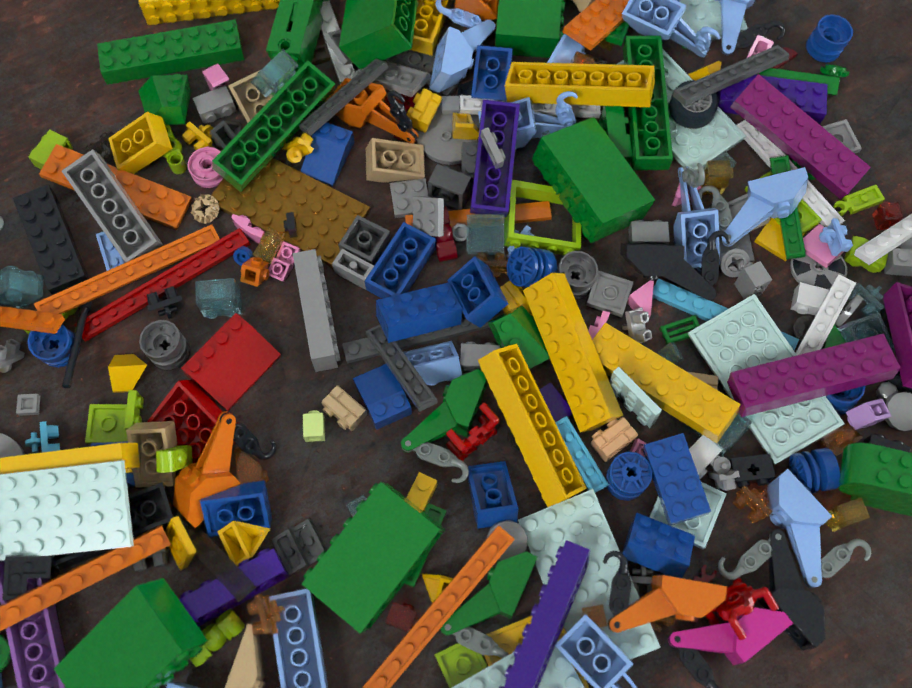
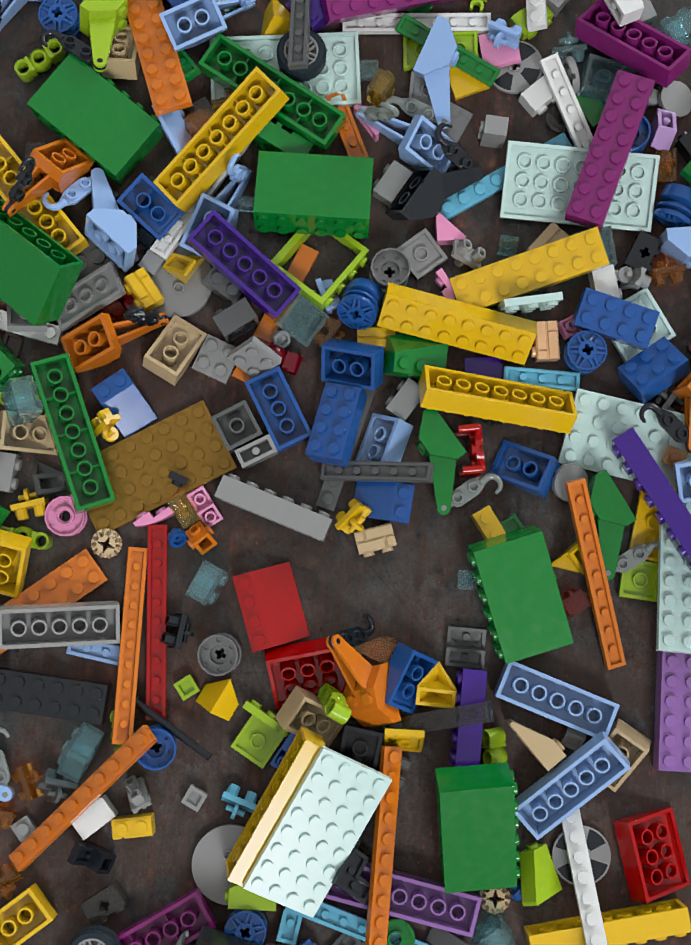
camera: 55 degrees left, 15 degrees up
(121, 340) = (186, 687): none -> lime plate
(268, 612) = (512, 703): clear orange hips -> none
(314, 426) = (373, 573): yellowish green brick -> none
(343, 96) = (85, 353): dark grey tile -> none
(349, 377) = (354, 518): none -> yellow hips
(490, 140) = (232, 260): light grey plate -> none
(664, 178) = (349, 133): none -> orange plate
(666, 336) = (486, 235): green tile -> none
(726, 266) = (469, 125): light grey gear -> none

